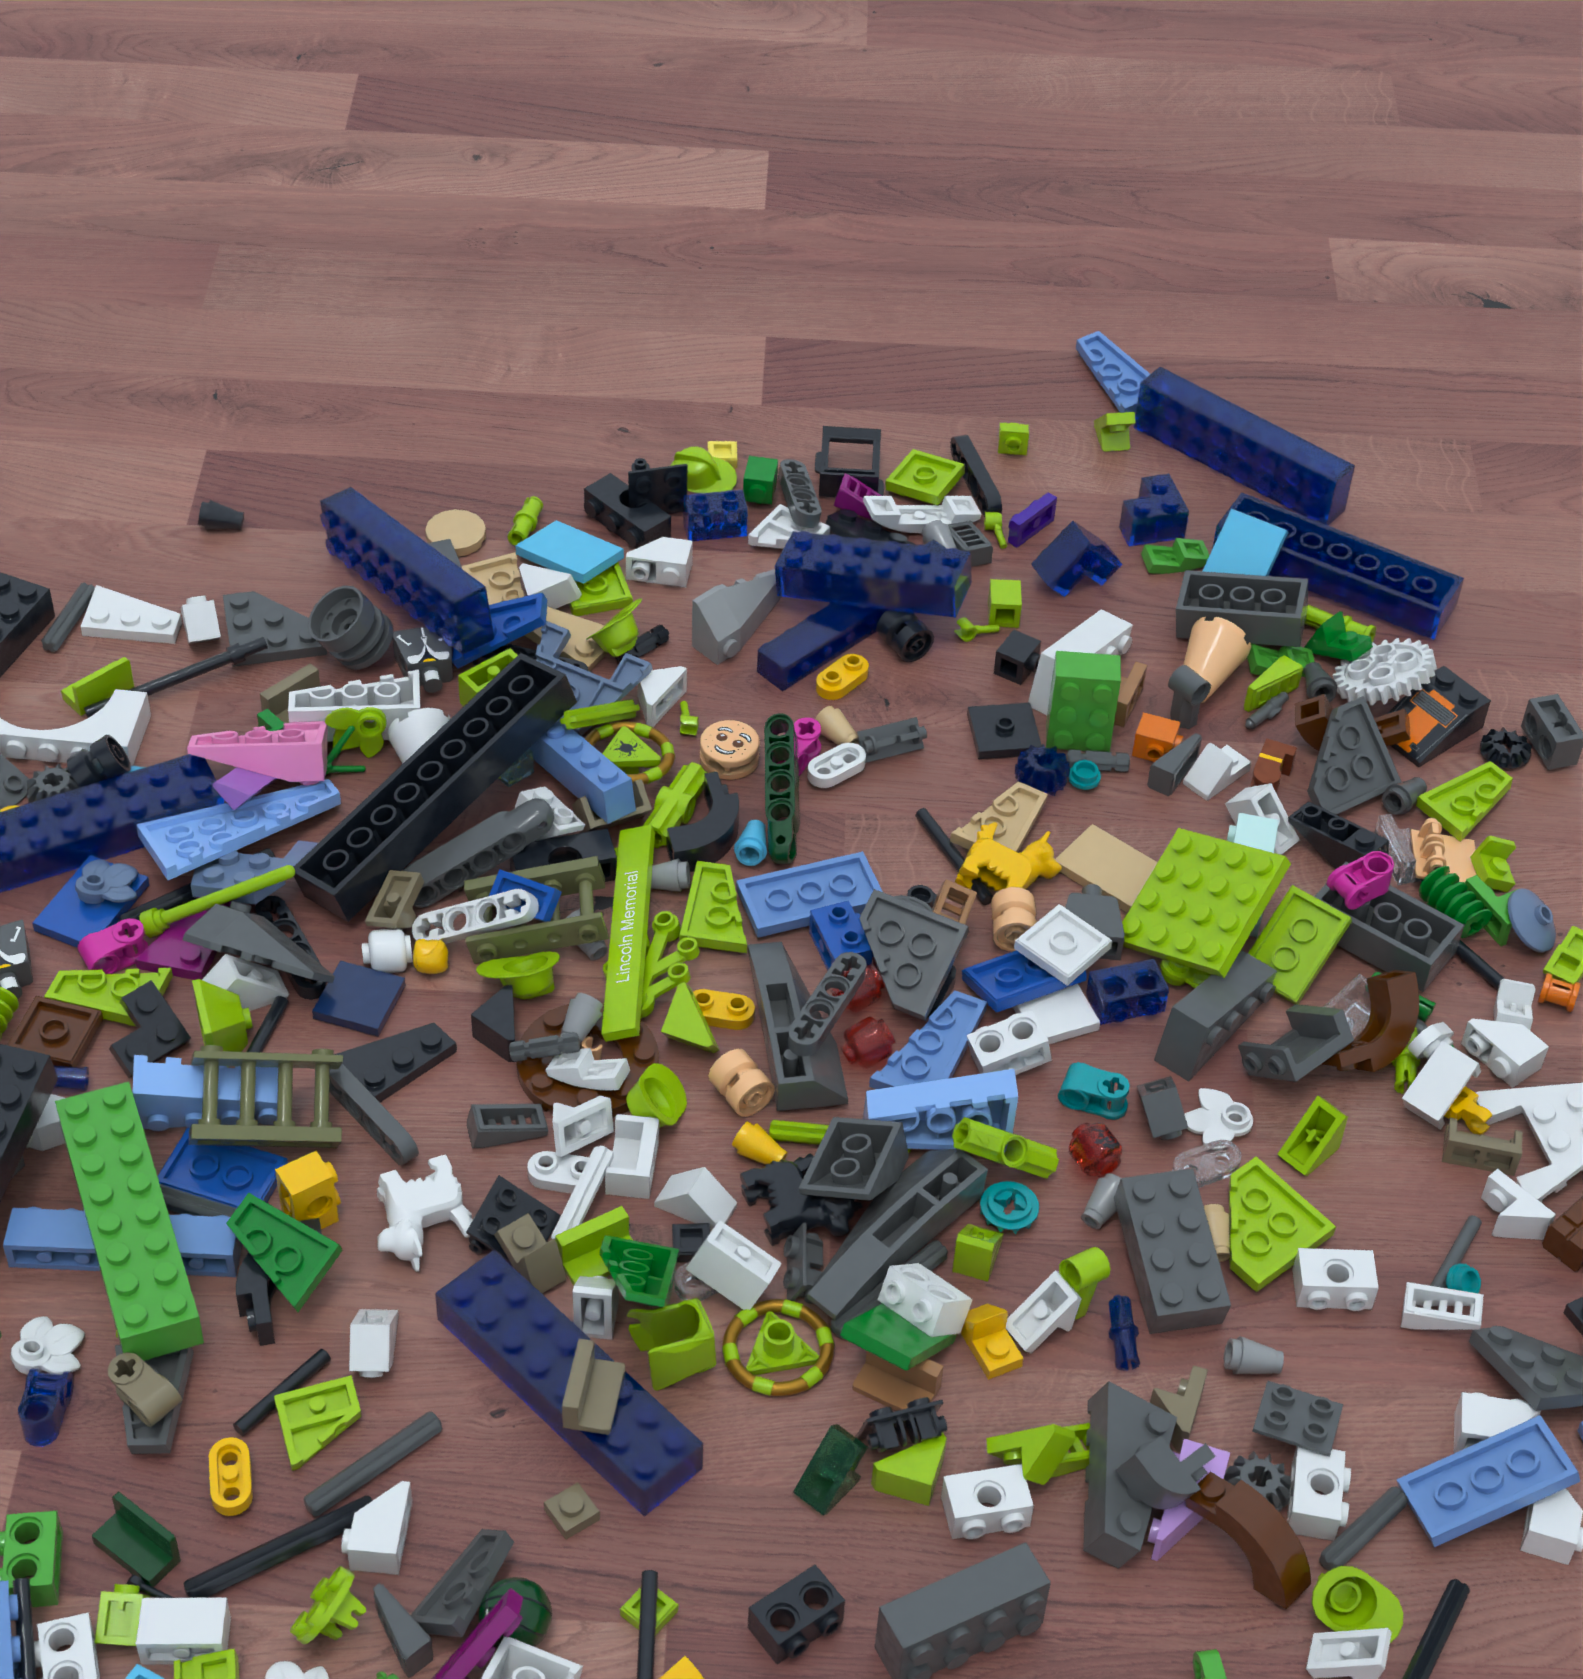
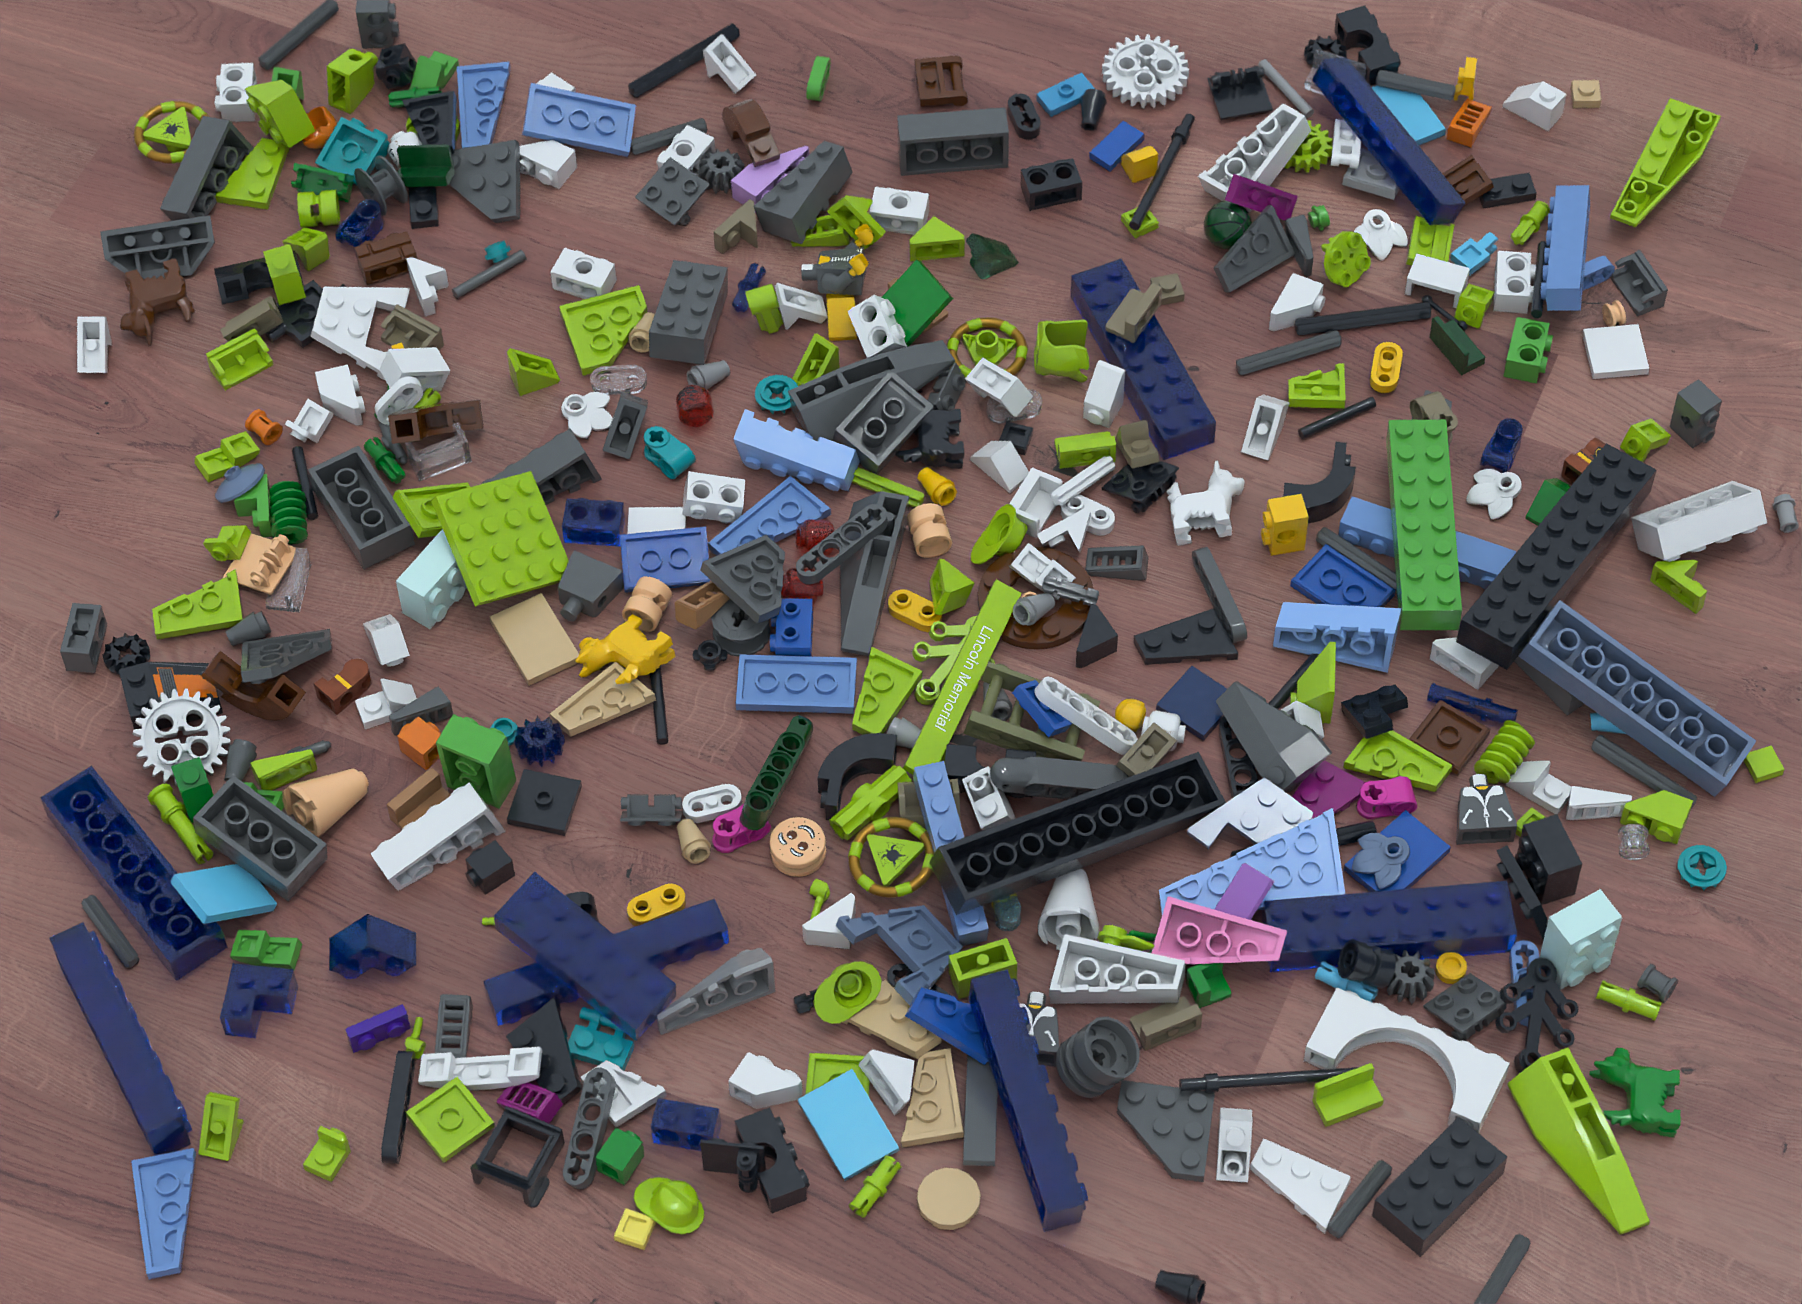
camera: 155 degrees left, 10 degrees up
(157, 921) = (1347, 810): lime piece -> none
(247, 1131) = (1299, 596): olive fence -> none
(284, 1248) = (1313, 477): green wing -> none
(527, 974) = (1067, 665): lime piece -> none
(599, 714) = (905, 883): lime axle -> none
(640, 1269) = (1070, 378): green wedge -> none
(752, 845) = (822, 743): medium azure cone -> none
(884, 1422) = (939, 254): black hinge -> none
(939, 532) = (481, 1031): light grey cone -> none
(991, 1142) = (766, 406): lime piece -> none
(1004, 603) = (465, 933): lime brick -> none
(1014, 1371) = (841, 269): none -> dark grey torso
(1063, 944) = (627, 552): white tile -> none
(1160, 1477) = (788, 153): dark grey brick -> none
(1189, 693) = (373, 758): dark grey piece -> none
(1251, 1357) = (673, 247): light grey cone -> none
(1314, 1038) = (501, 428): dark grey panel -> none
(1335, 836) = (338, 592): black slope -> none
(1355, 1601) = (707, 96): lime piece -> none
(1362, 879) = (365, 513): dark pink piece -> none
(1429, 1296) = (541, 245): white slope -> none

